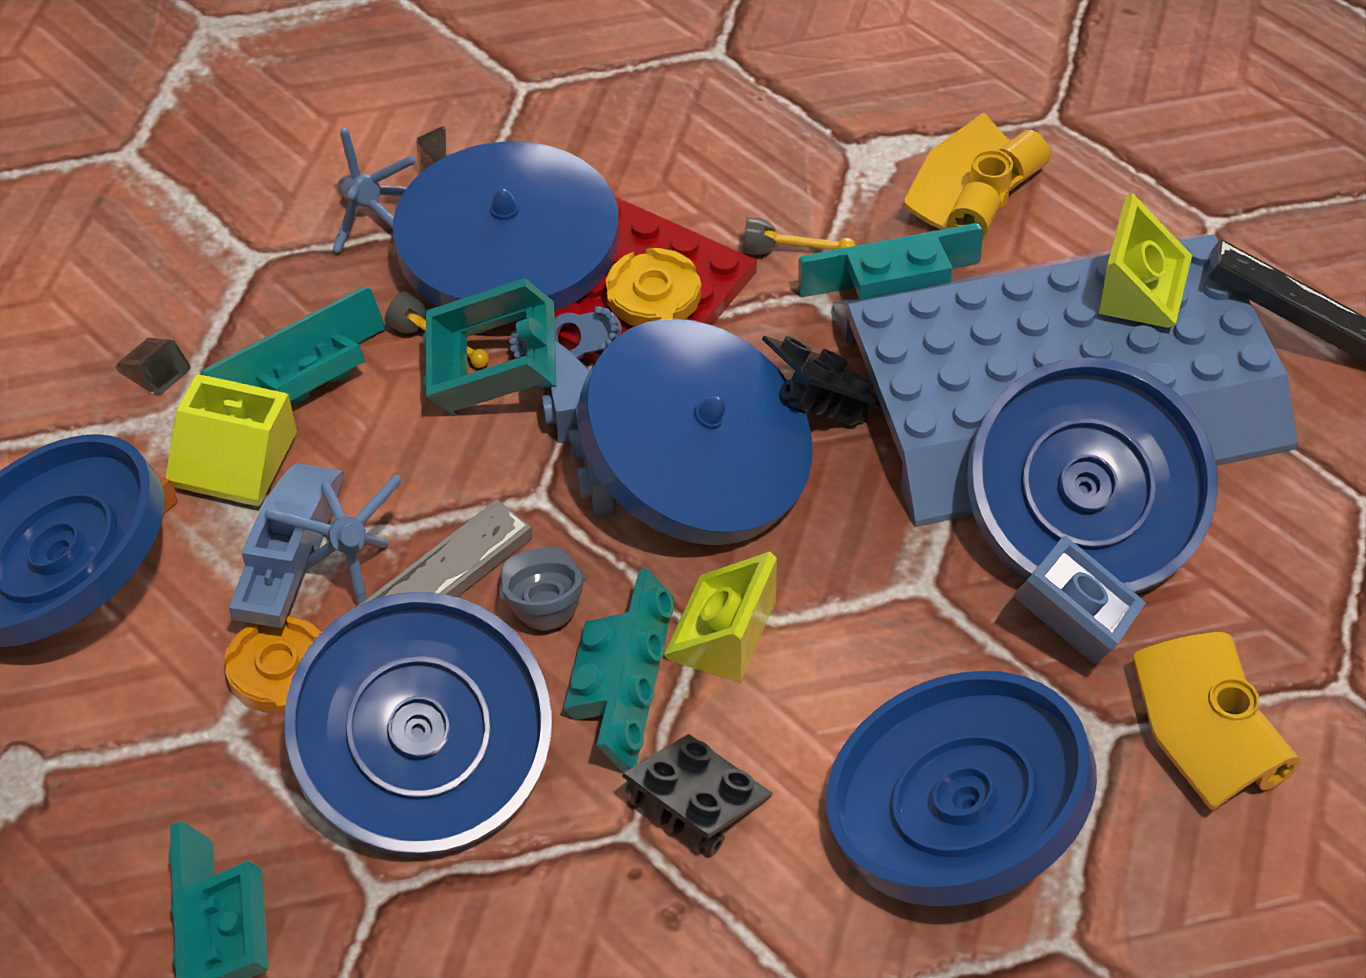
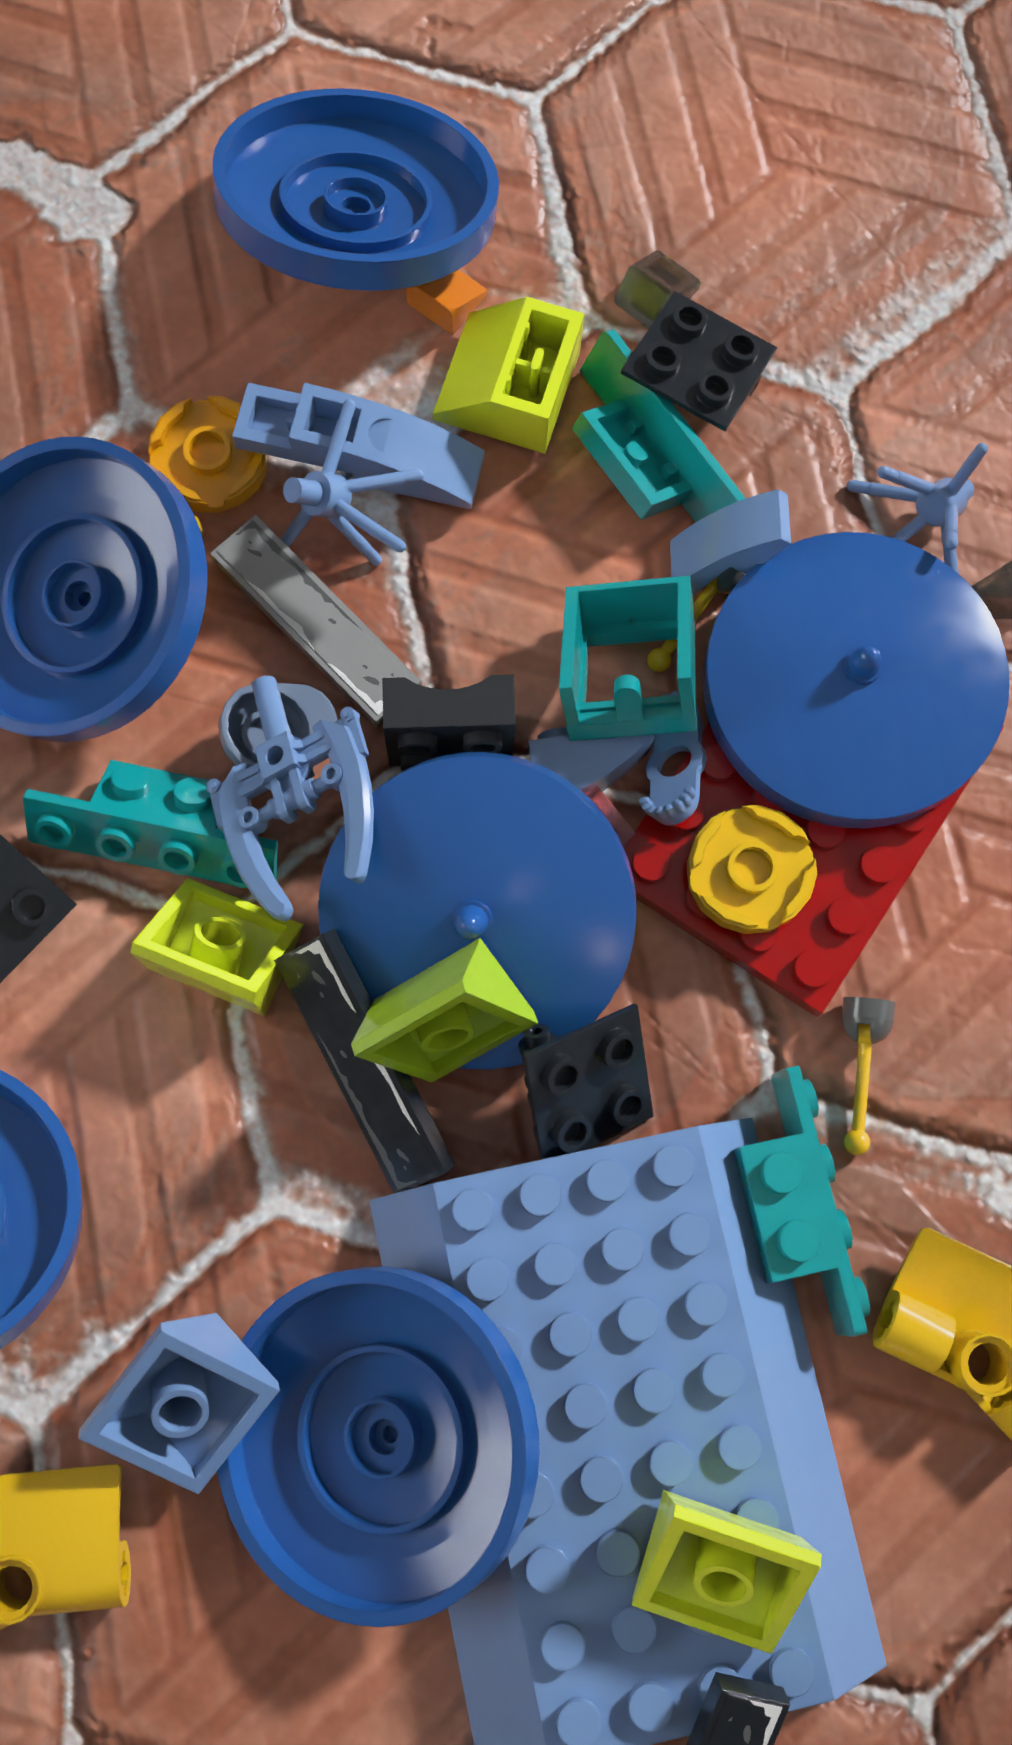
camera: 85 degrees right, 25 degrees up
(232, 321) = (699, 361): none -> black hinge
(392, 297) = (732, 537): none -> medium blue slope
(544, 459) = (440, 722): none -> black brick
(585, 547) = (287, 770): none -> medium blue bar
(772, 439) = (444, 1016): none -> lime slope
(811, 509) = (378, 1096): none -> black tile

